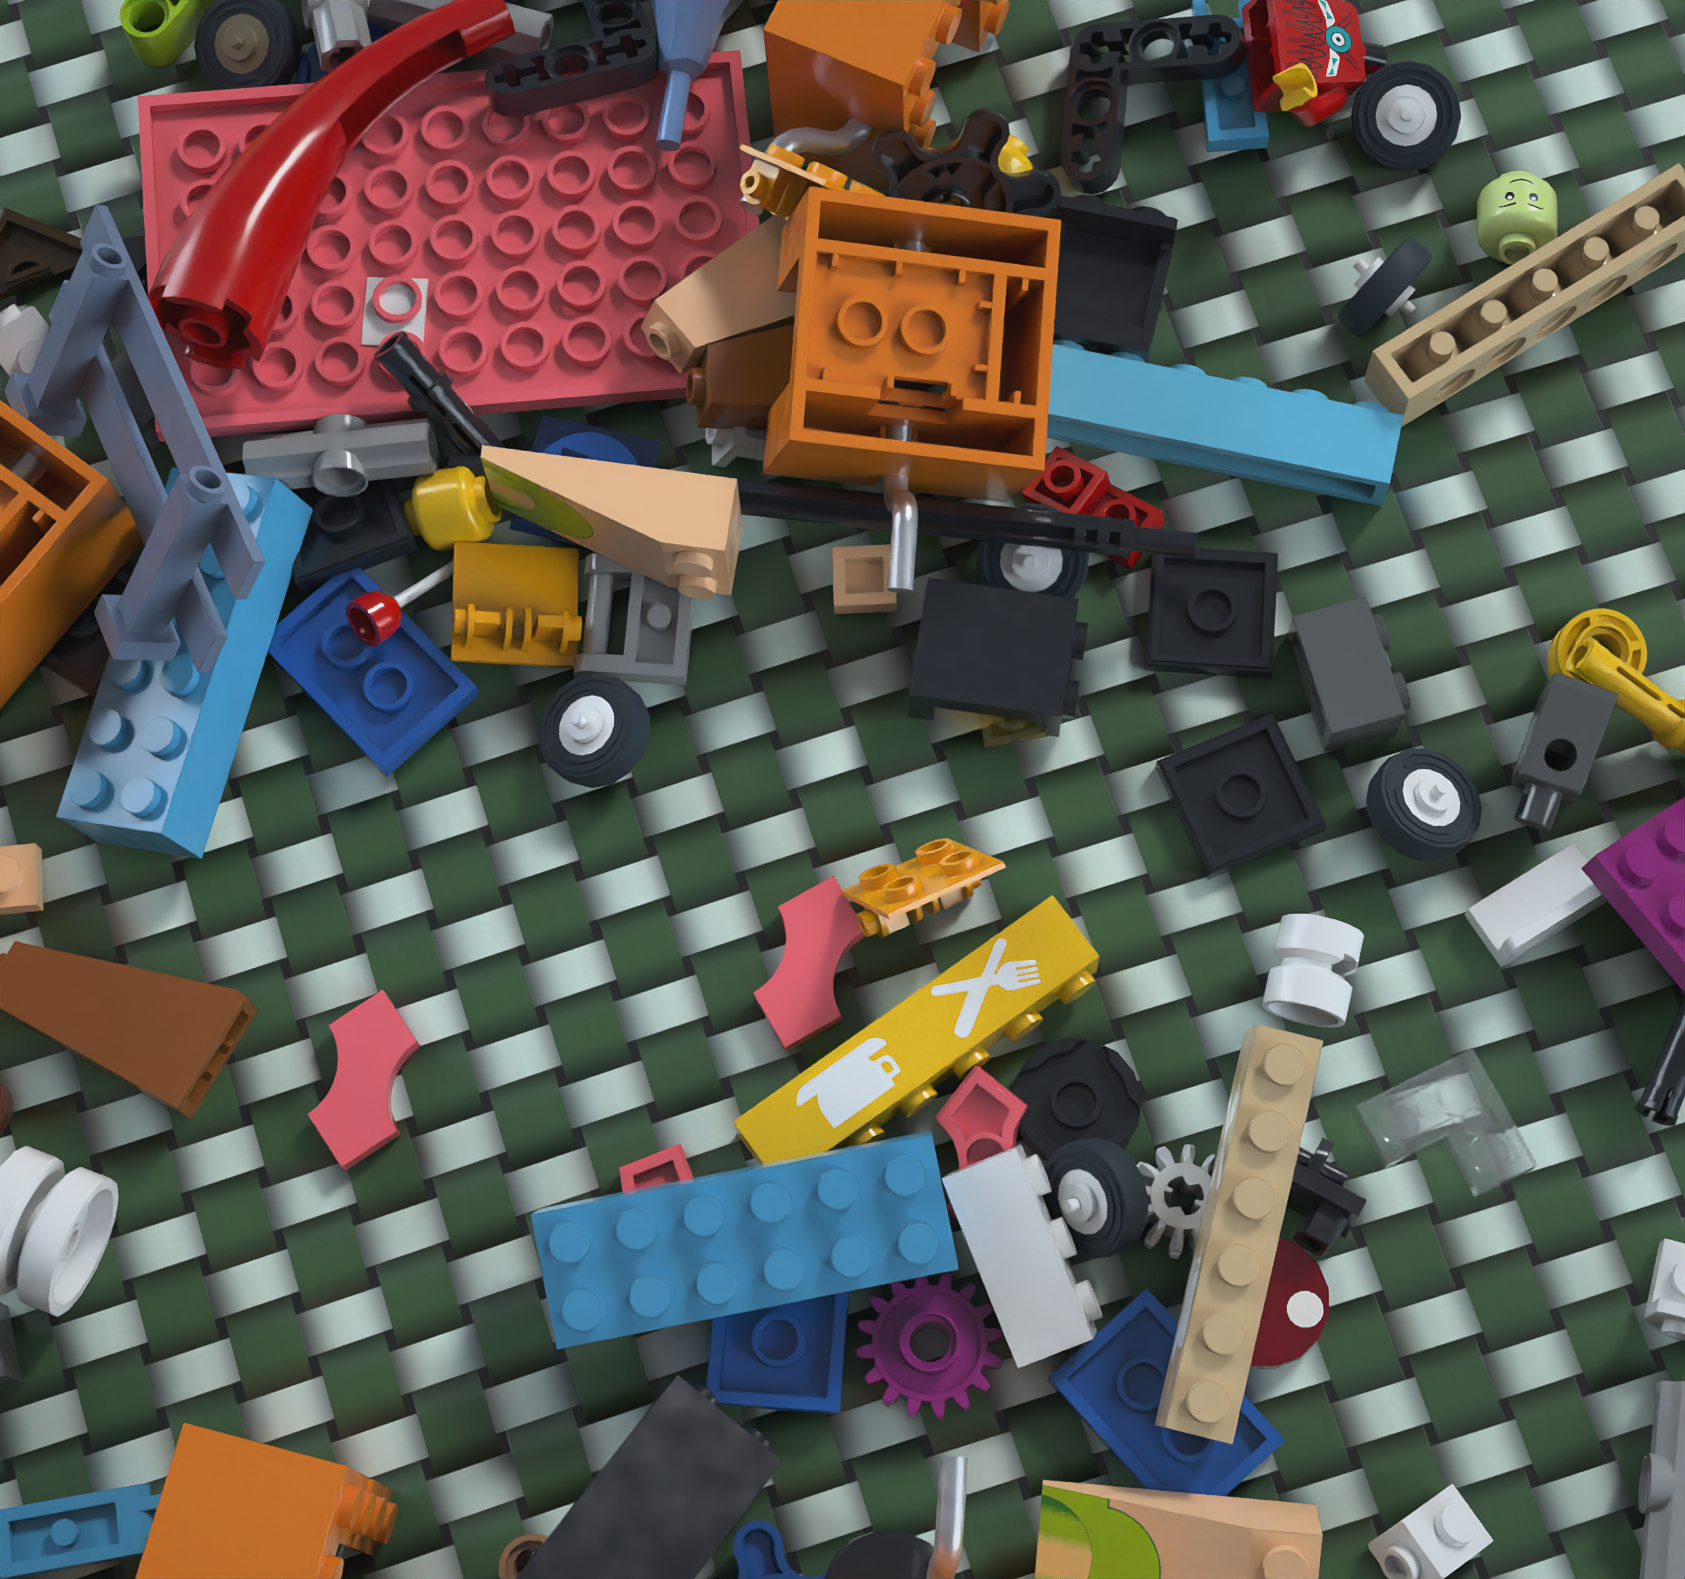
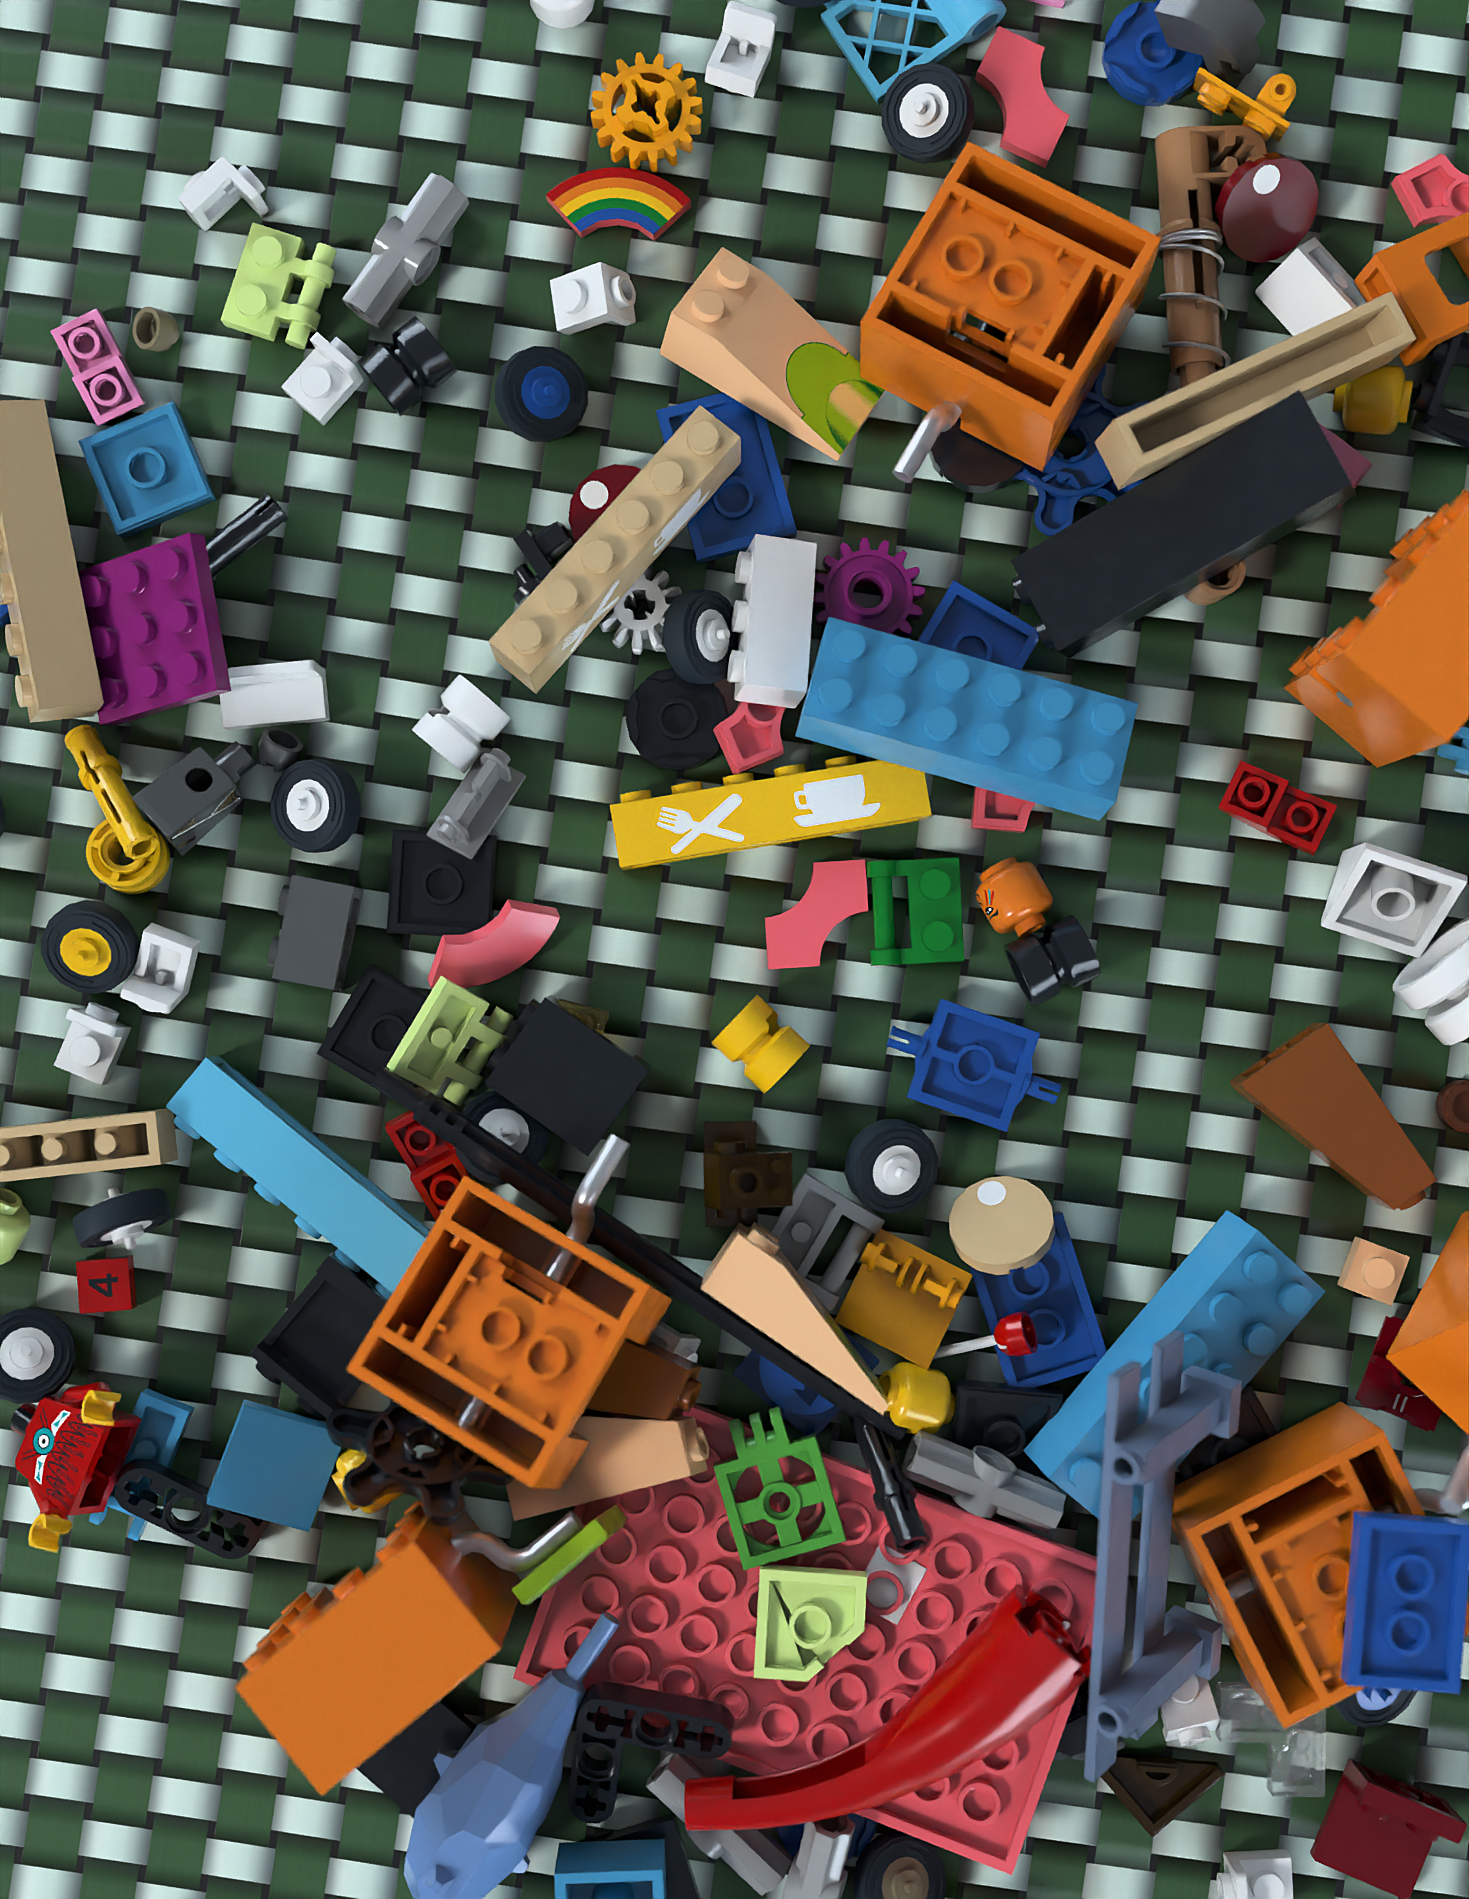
camera: 155 degrees left, 15 degrees up
(163, 1291) = (1390, 898): none -> white slope
(338, 1338) = (1277, 808): none -> red slope
(357, 1109) = (1163, 1006): coral tile -> none
(444, 724) = (1001, 1225): none -> tan tile
(466, 234) = (805, 1618): none -> yellowish green plate
(520, 1033) = (1052, 960): none -> black wheel
(555, 882) = (973, 1065): none -> blue plate
(587, 375) = (764, 1451): none -> bright green piece
(595, 1084) = (1014, 897): none -> orange head
(681, 1030) = (932, 911): none -> green plate
(724, 202) = (570, 1555): none -> lime tile
(750, 623) = (739, 1177): none -> dark brown tile
(780, 183) = (537, 1513): light orange hinge -> none
(801, 788) = (761, 1044): none -> yellow wheel
(862, 579) = (633, 1187): light nougat plate -> none
(936, 878) = (710, 924): light orange hinge -> none
(1092, 127) = (274, 1466): none -> dark azure tile
(1145, 750) = (496, 947): none -> coral tile
(1153, 629) = (440, 1034): none -> yellowish green plate
(1248, 894) = (477, 803): none -> light grey hinge
(1366, 224) = (106, 1284): none -> red tile
(1428, 1393) = (541, 394): none -> black wheel
(1451, 1105) = (415, 584): clear plate -> none
(1490, 554) = (162, 969): none -> white bracket
(1500, 865) = (278, 748): none -> dark grey hinge
(1521, 451) = (92, 1043): none -> white bracket
(1580, 541) = (90, 946): none -> black wheel
(1599, 1345) = (407, 366): none -> black wheel

